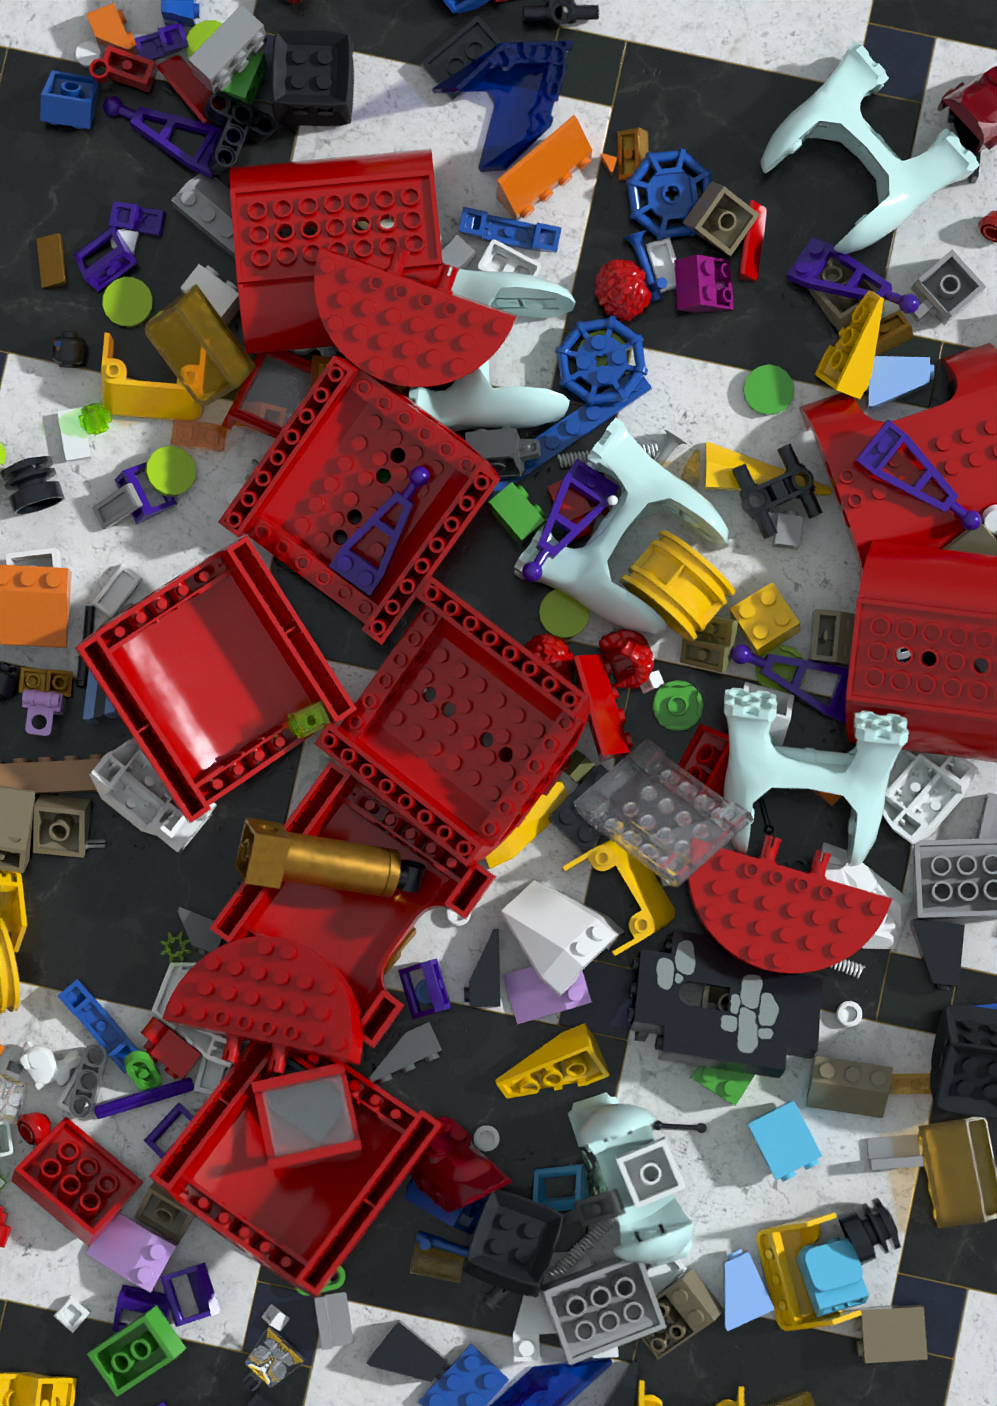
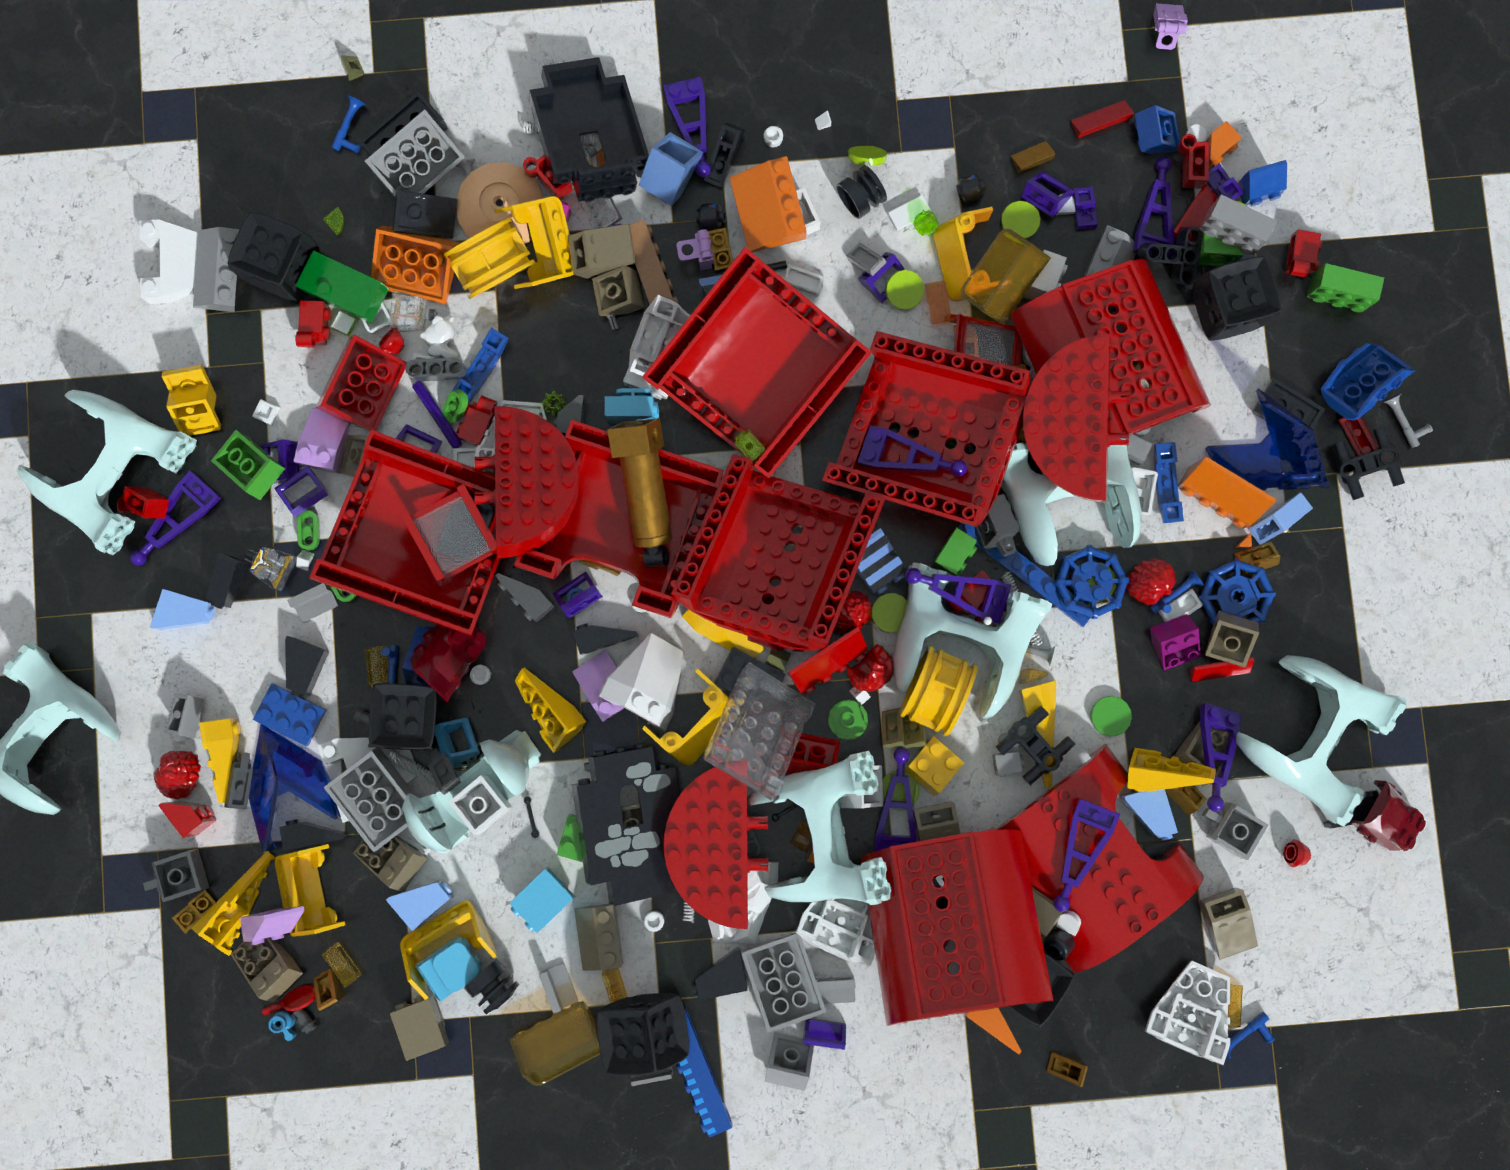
camera: 75 degrees right, 0 degrees up
(30, 161) = (1101, 119): none -> red slope
(213, 850) = (630, 405): none -> medium azure brick
(240, 1301) = (306, 530): none -> bright green plate
(504, 605) = (880, 564): none -> slope
(594, 112) = (1280, 518): none -> light blue slope
(802, 803) = (802, 837): none -> clear orange slope

